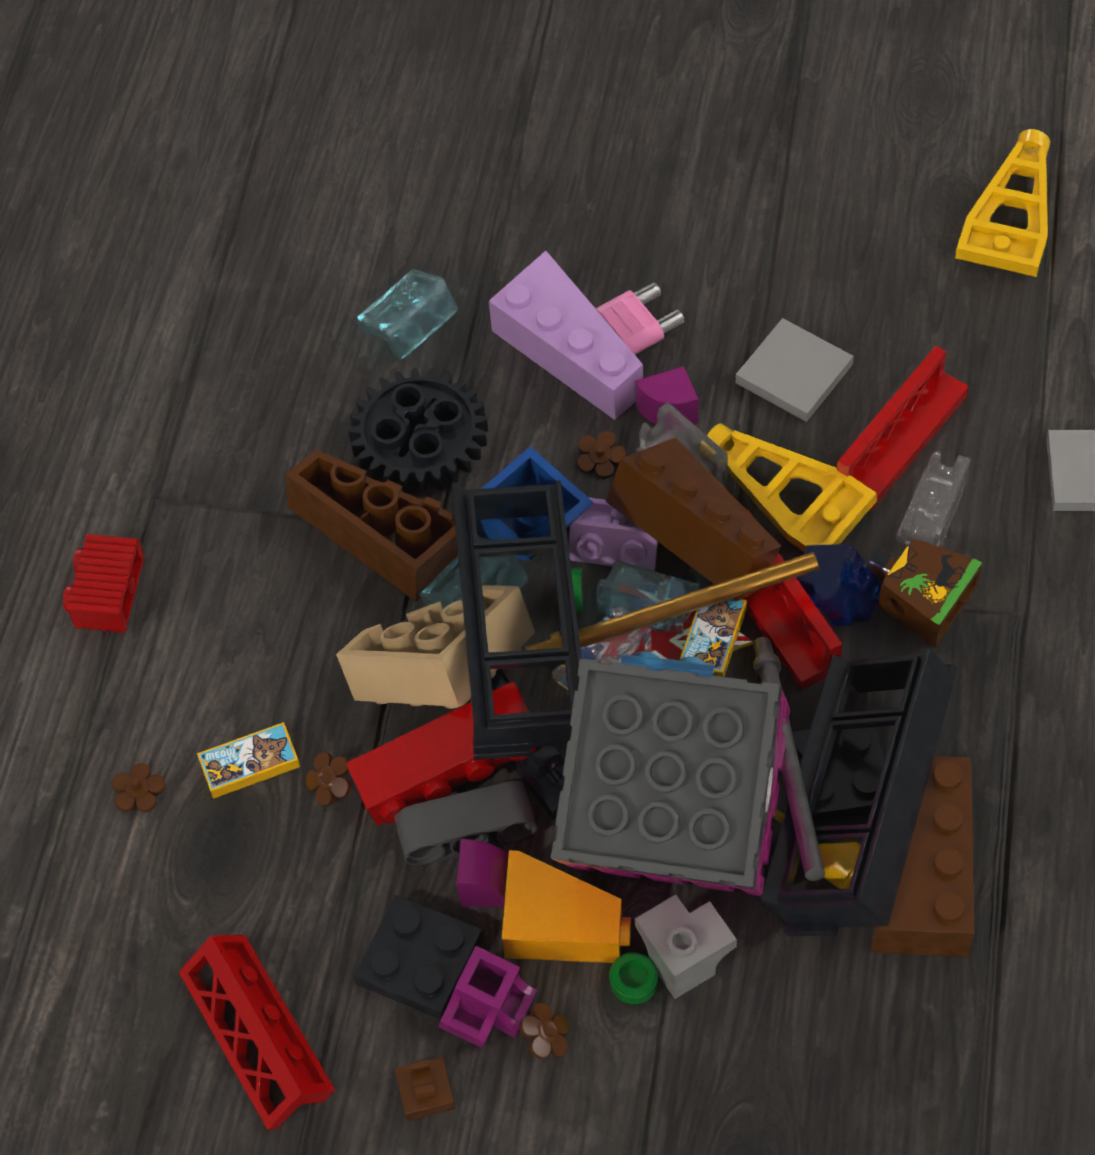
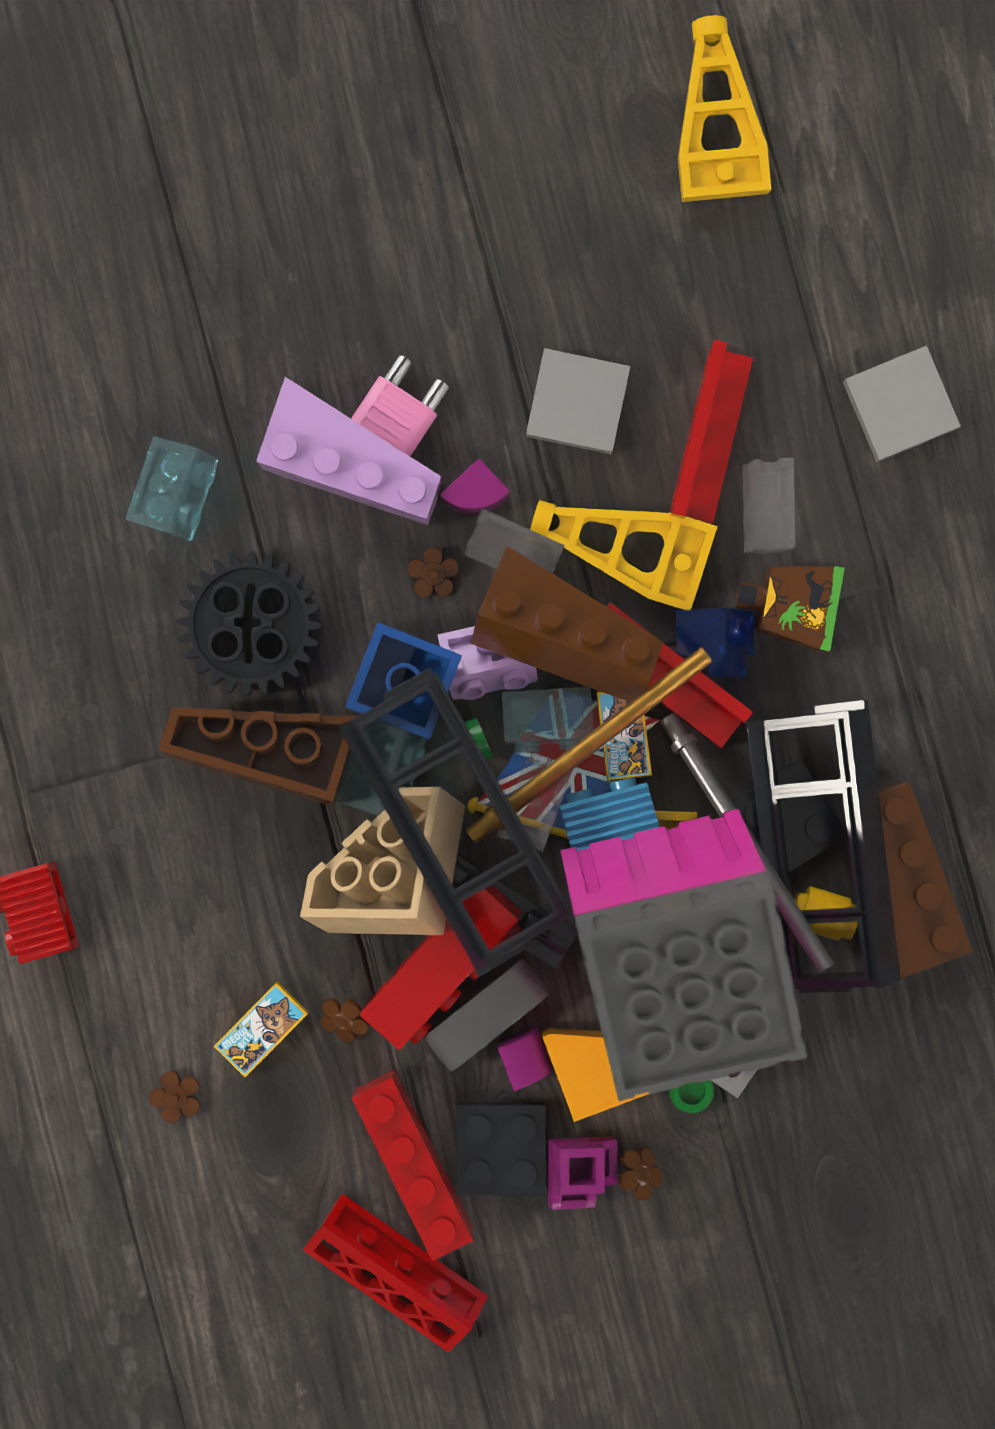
camera: 30 degrees left, 30 degrees up
(326, 927) = (413, 1165): none -> red brick
(424, 1088) = (561, 1261): reddish brown tile -> none

